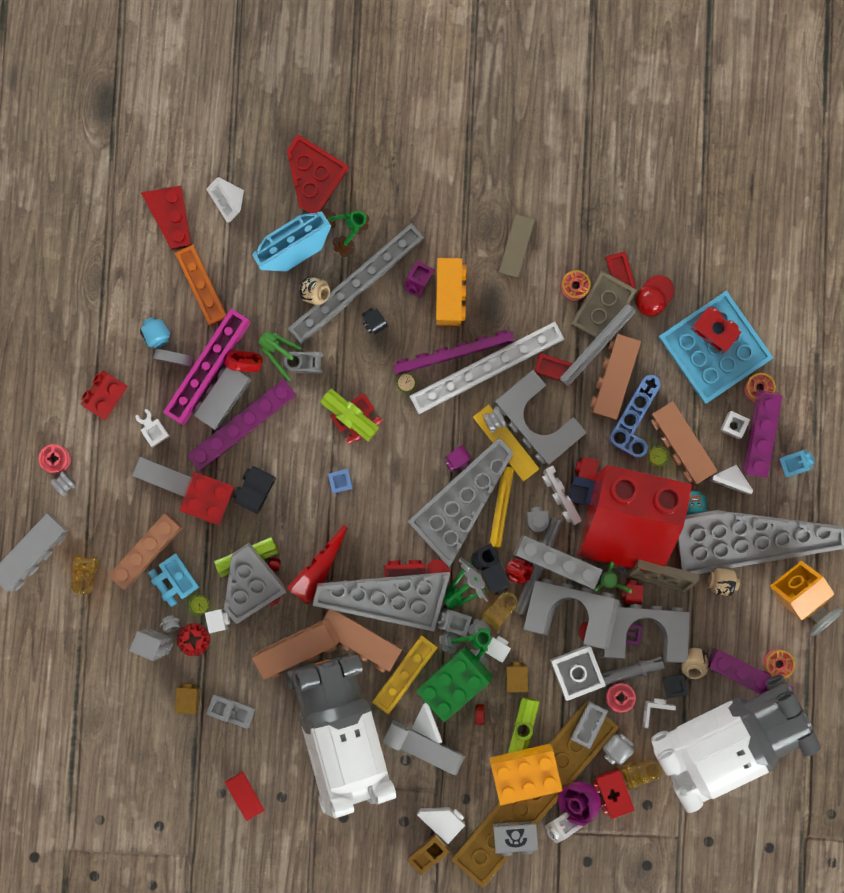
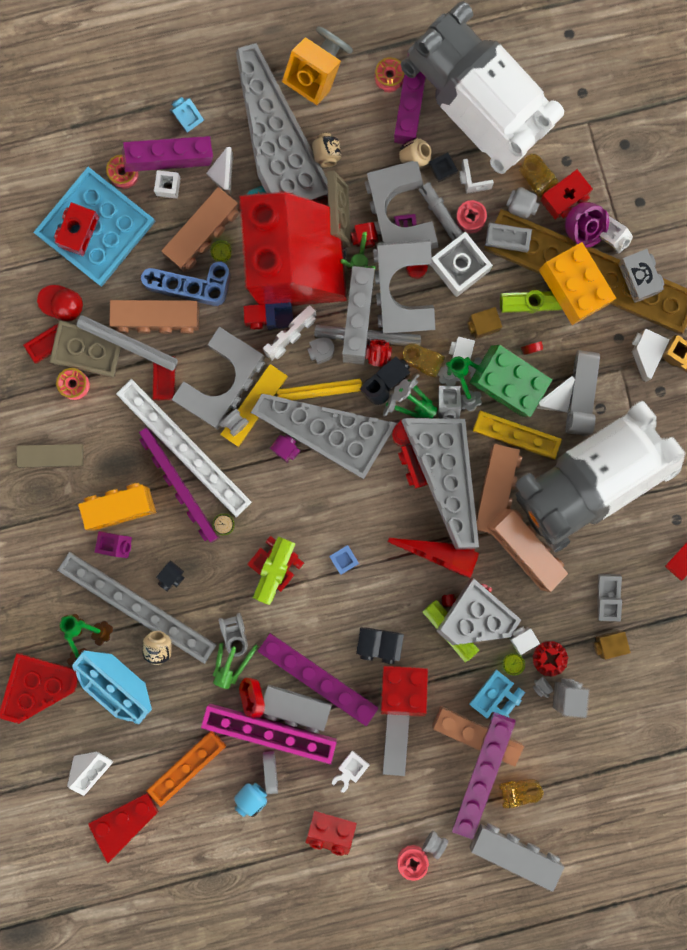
camera: 110 degrees left, 0 degrees up
(109, 545) = (483, 775): none -> magenta plate

